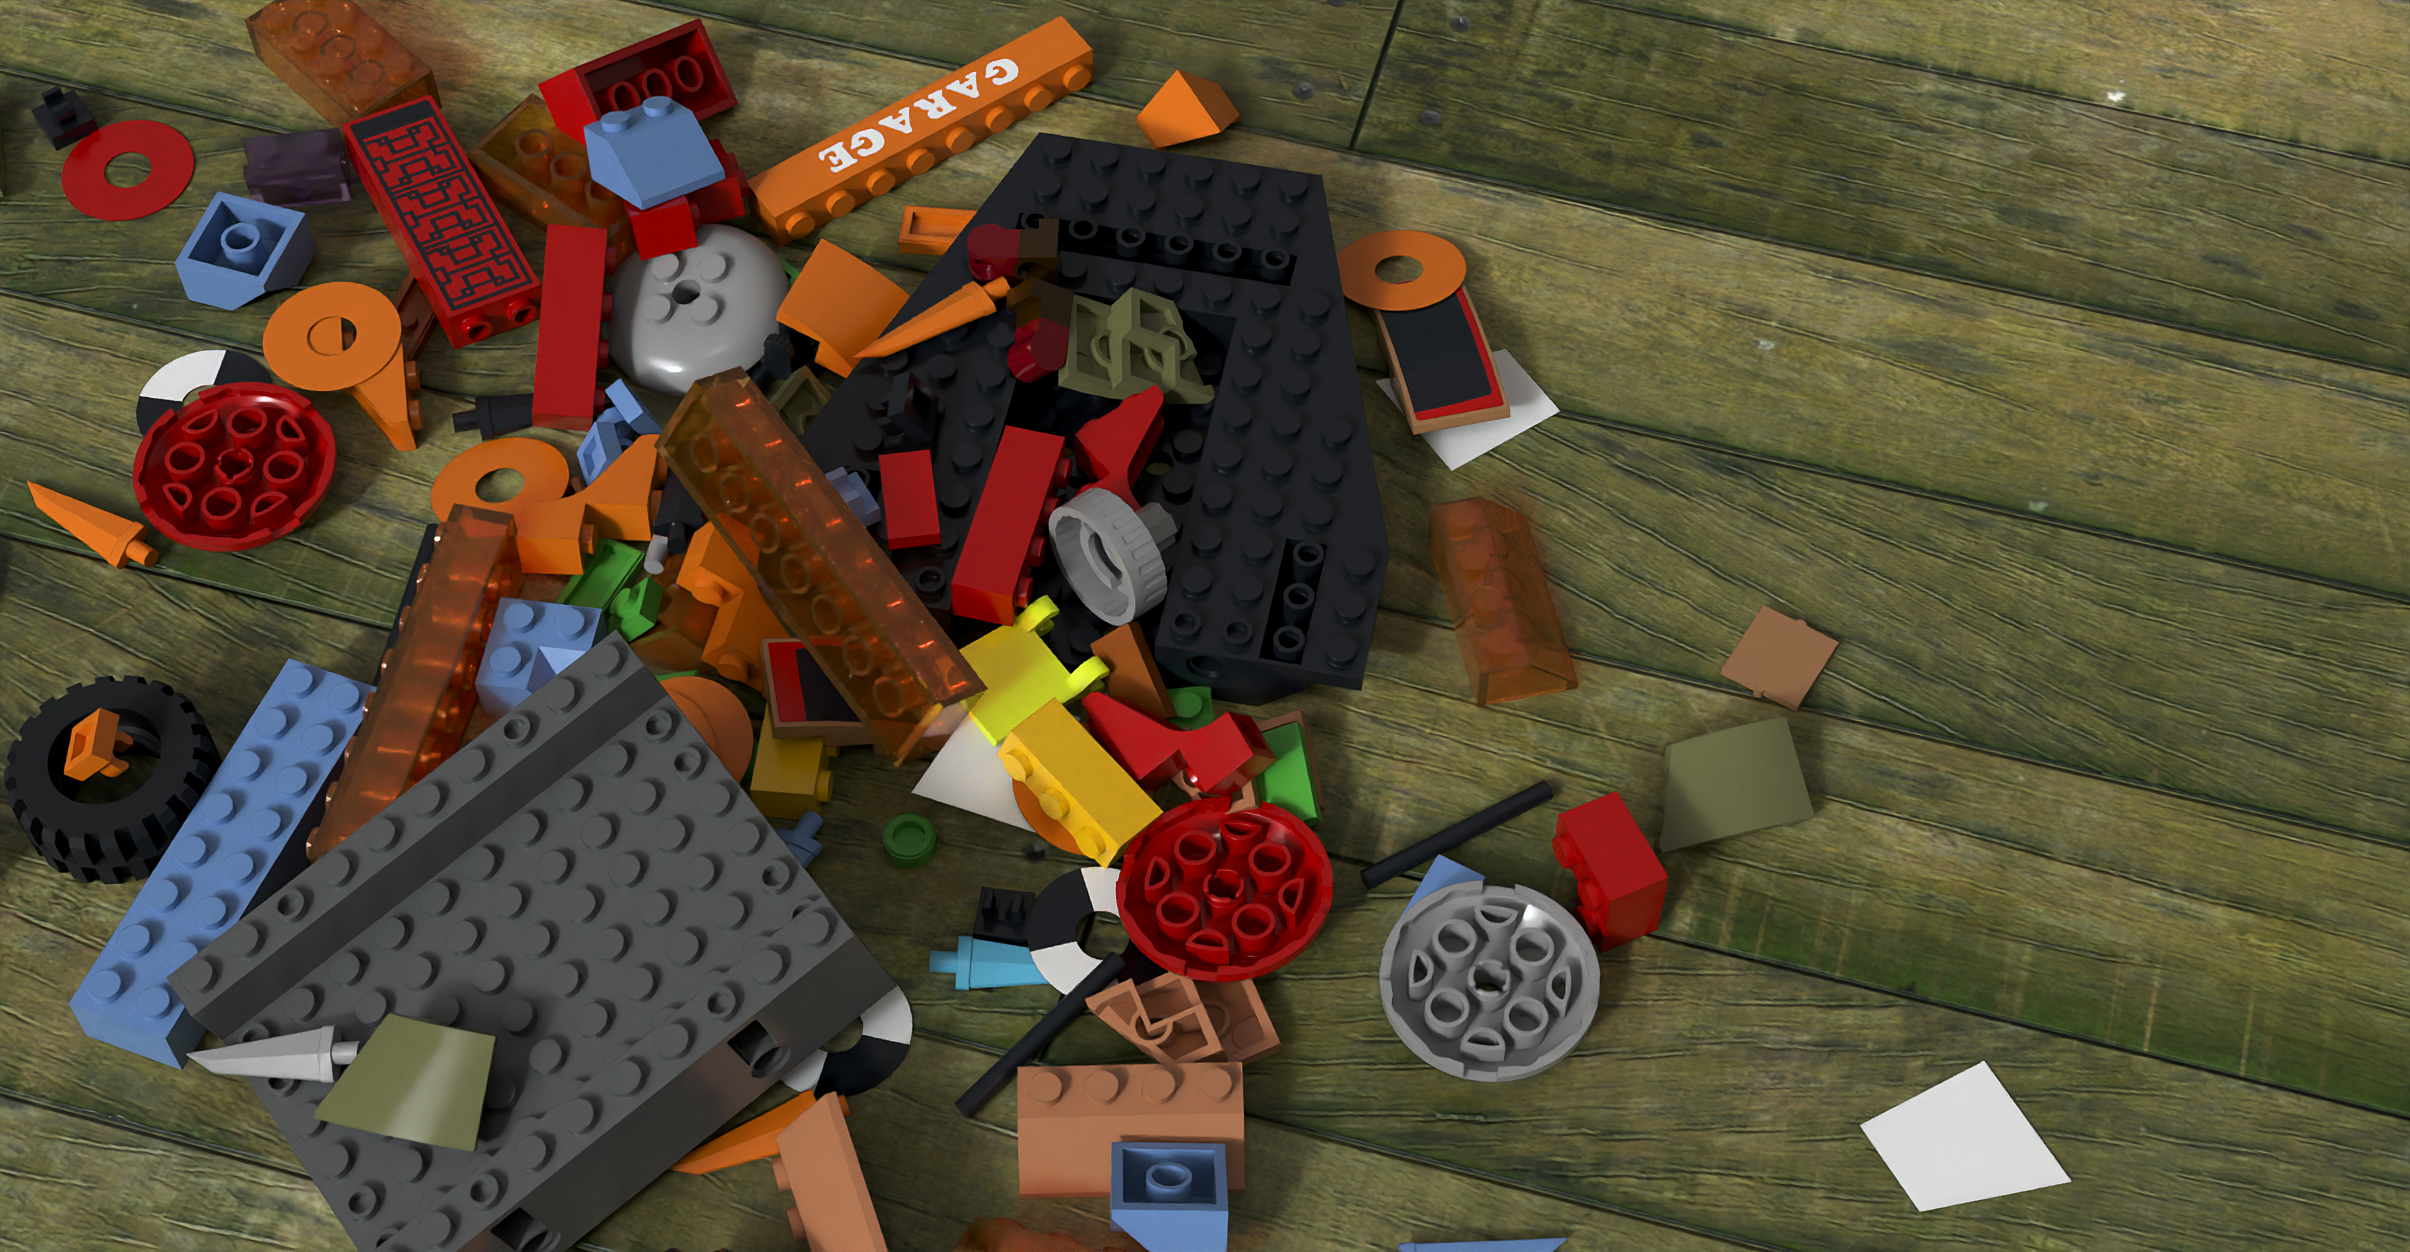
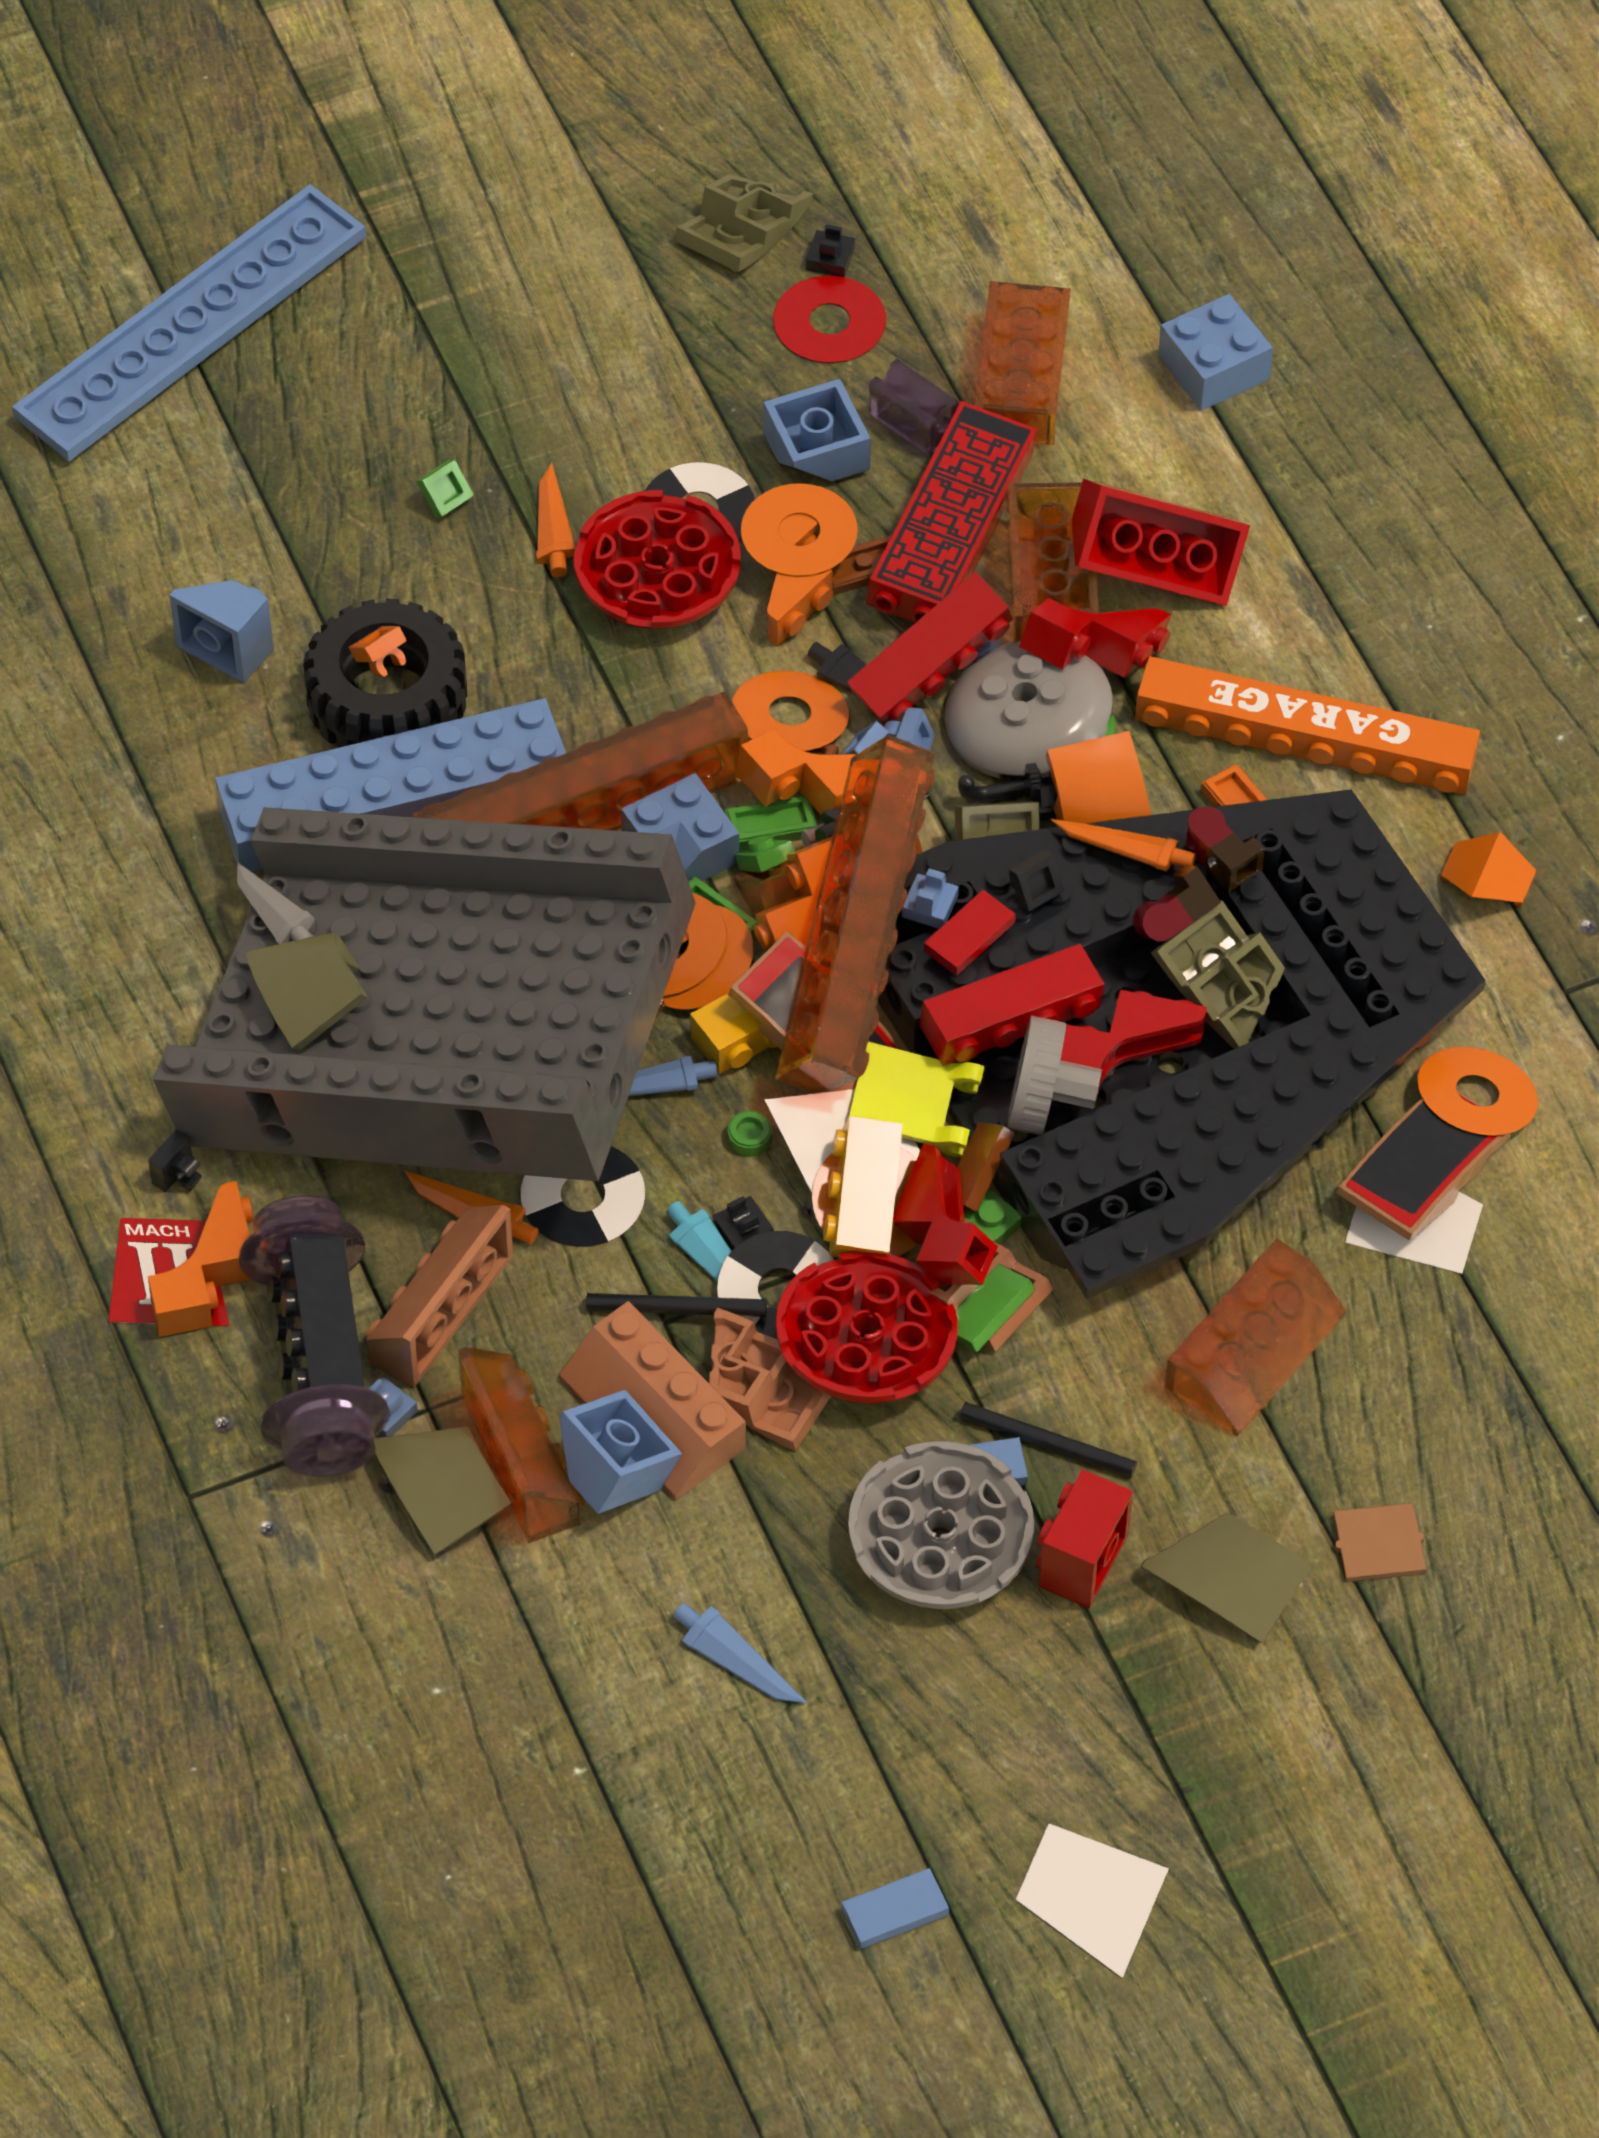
camera: 50 degrees right, 0 degrees up
(651, 153) = (1094, 584): medium blue slope -> none

